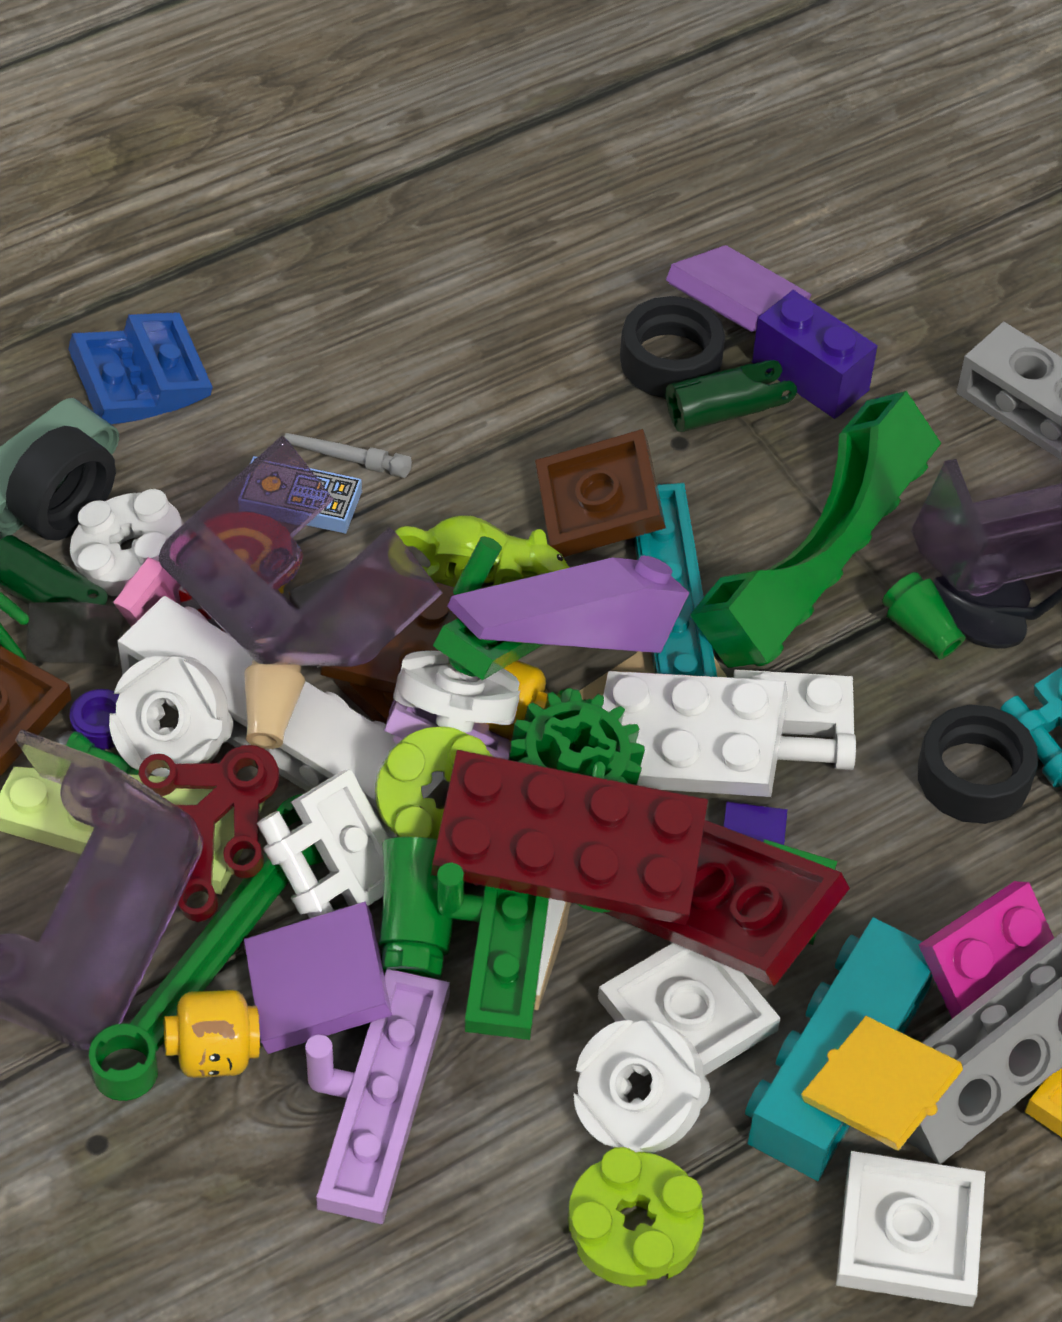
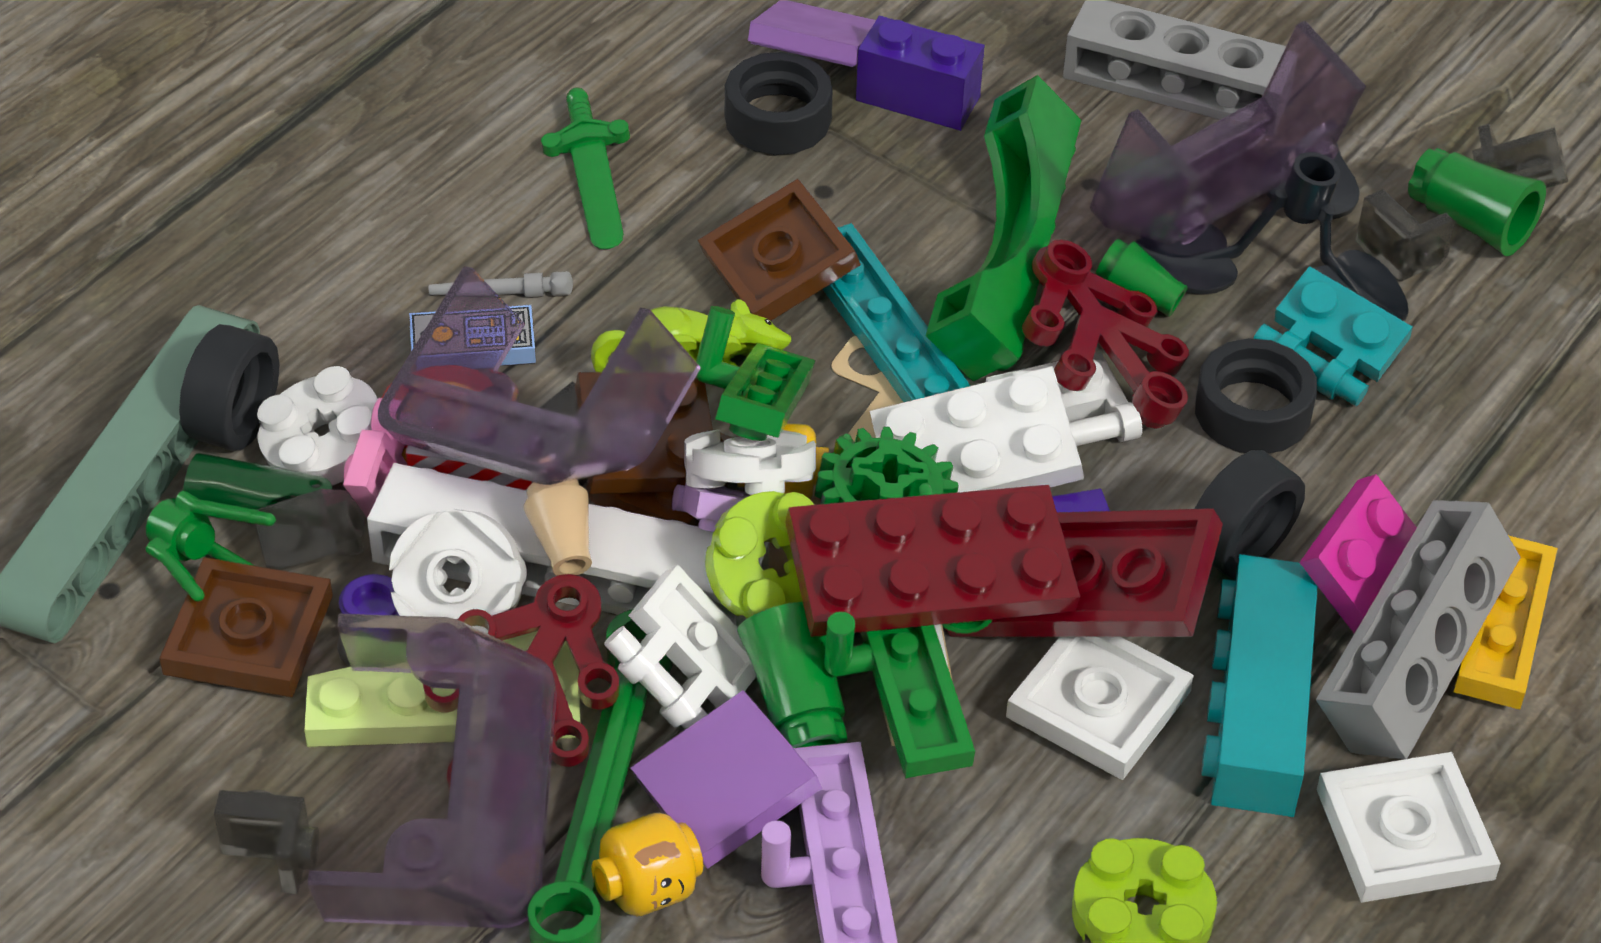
camera: 20 degrees left, 5 degrees down
(141, 369) = (246, 262): blue slope -> none
(484, 338) = (587, 143): none -> green sword
(588, 605) = (834, 347): medium lavender wedge -> none
(675, 1094) = (1082, 740): white plate -> none
(727, 395) = (851, 134): dark green piece -> none
(849, 592) = (1064, 273): none -> dark red plant
(882, 1082) = (1332, 693): yellow piece -> none
(902, 876) = (1256, 504): none -> black tyre

